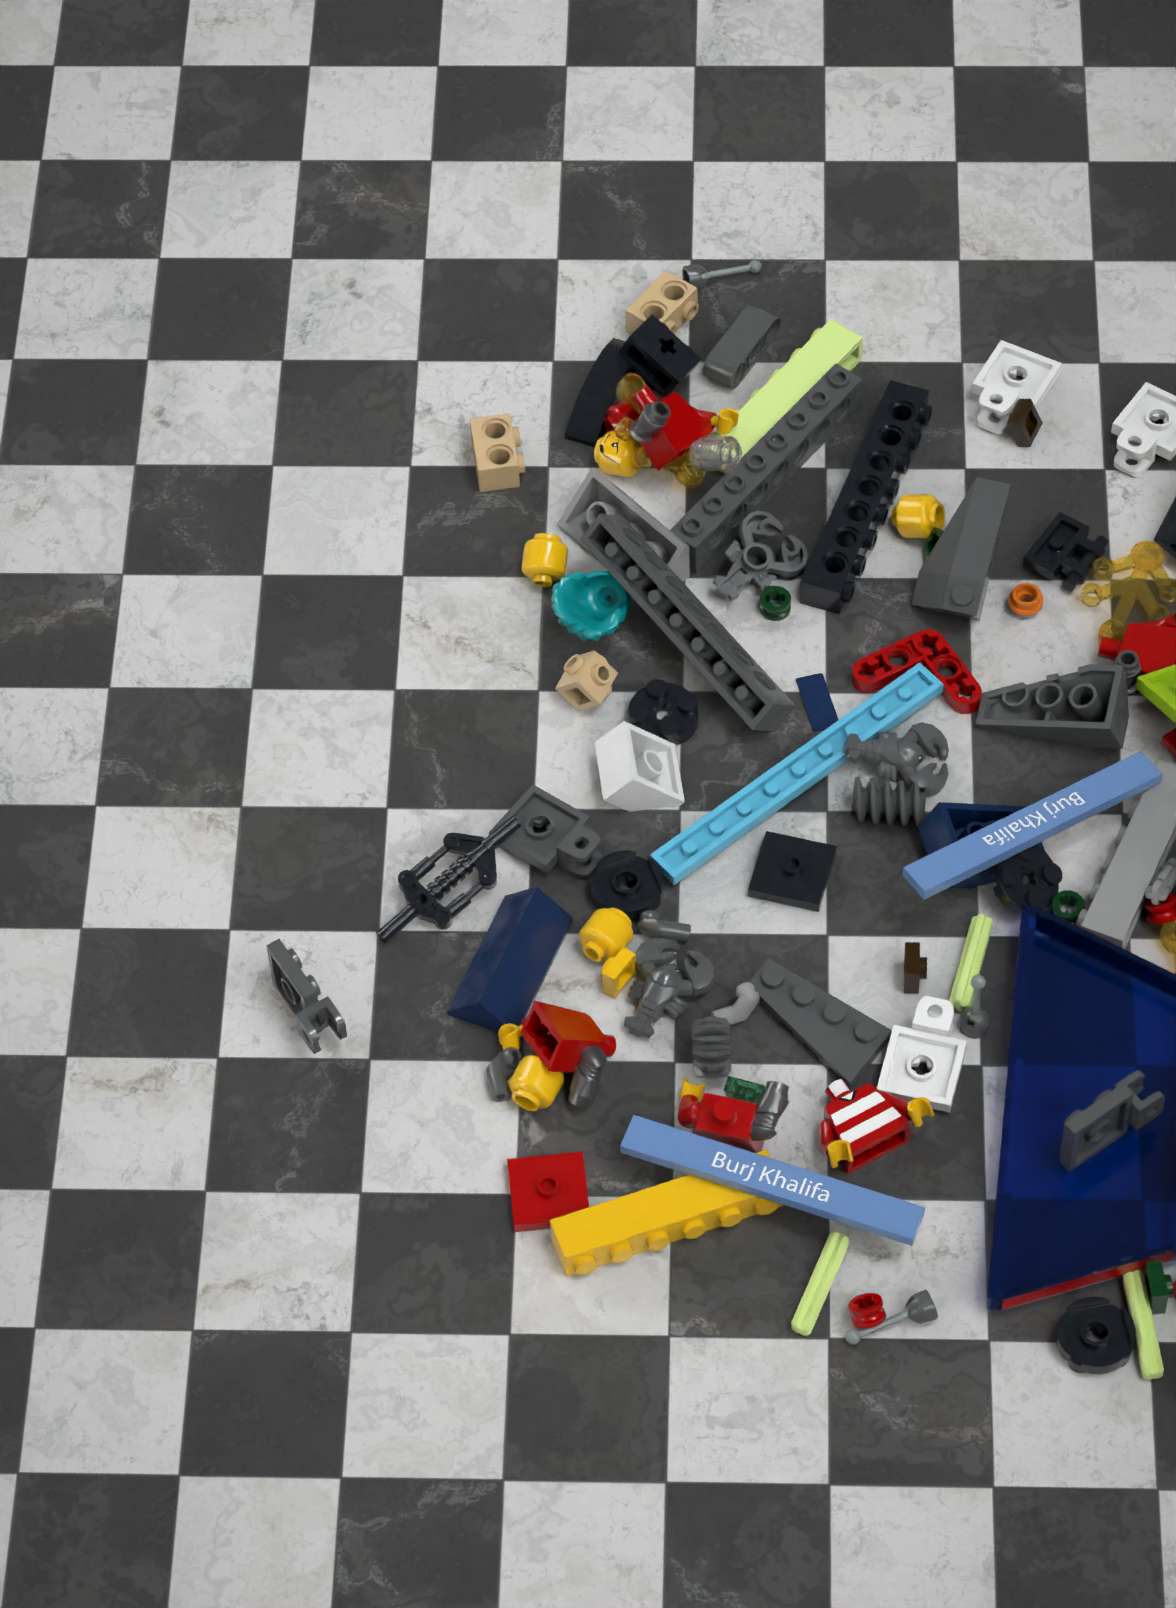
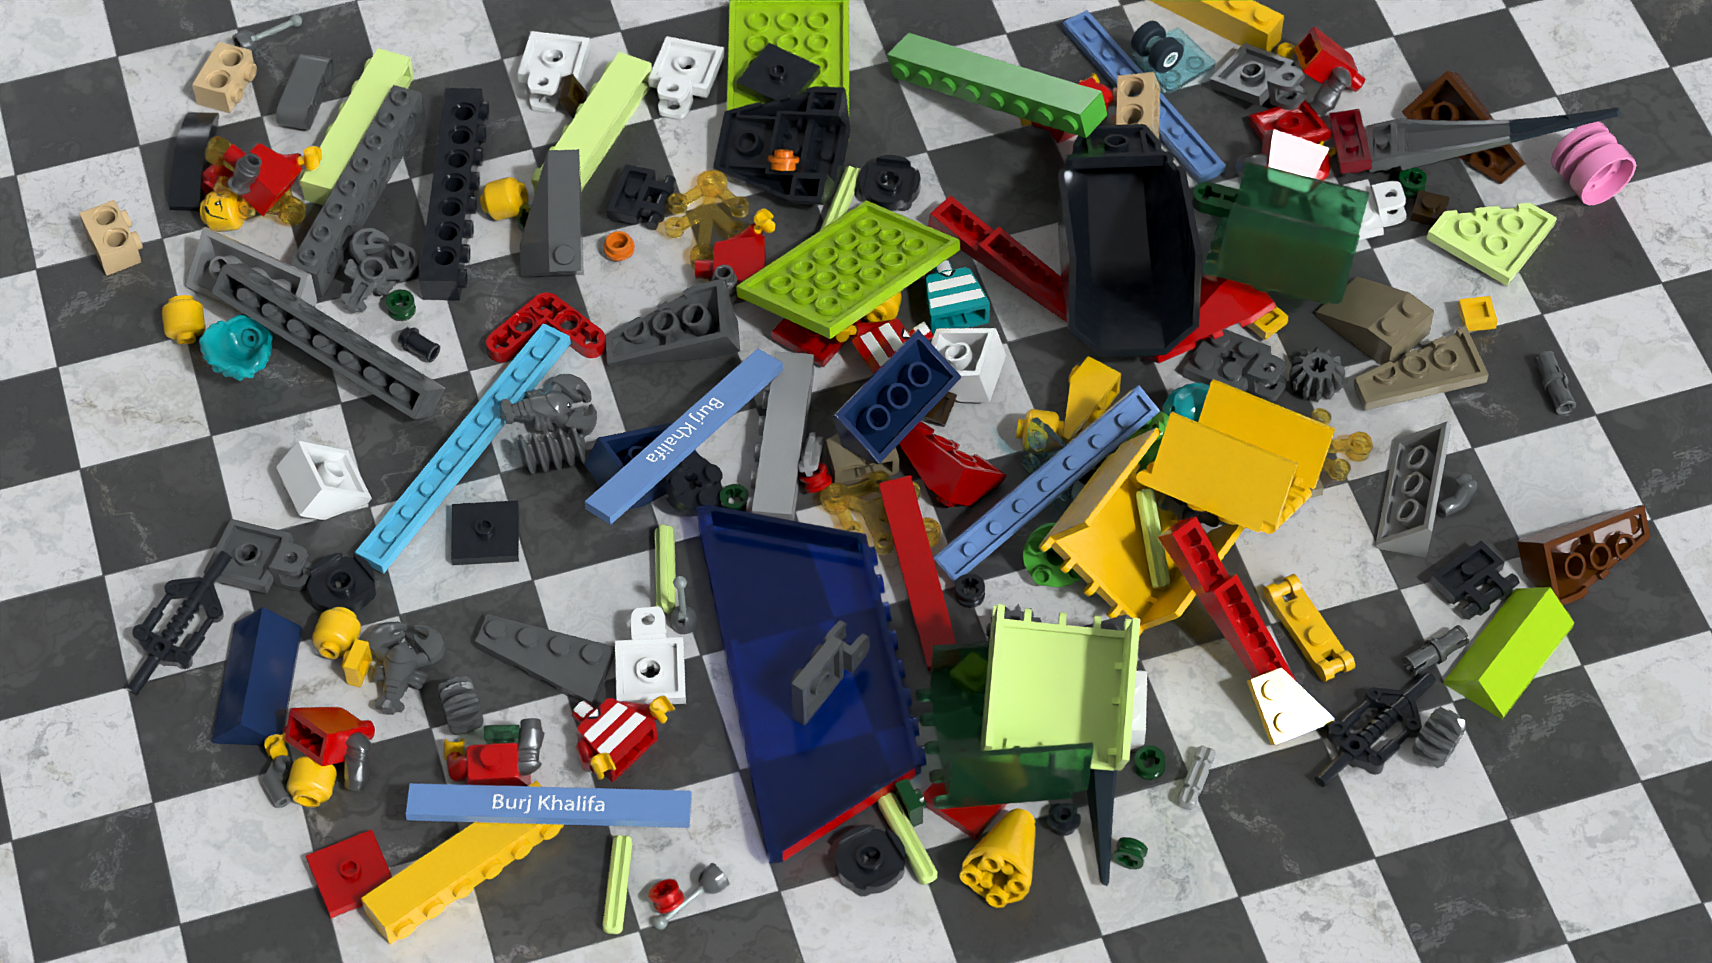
camera: 20 degrees left, 0 degrees up
(302, 996) = (75, 763): dark grey plate -> none
(586, 680) = (252, 415): tan brick -> none
(653, 927) = (377, 615): dark grey arm -> none
(659, 355) = (234, 116): black brick -> none
(665, 697) = (331, 411): black plate -> none
(716, 453) = (311, 188): clear brick -> none
(743, 1007) = (477, 662): light grey arm -> none
(775, 643) = (417, 343): none -> black pin
(817, 701) = (463, 380): dark blue sticker -> none
(914, 967) = (617, 586): dark brown plate -> none
(1052, 451) = (604, 113): none -> yellowish green brick

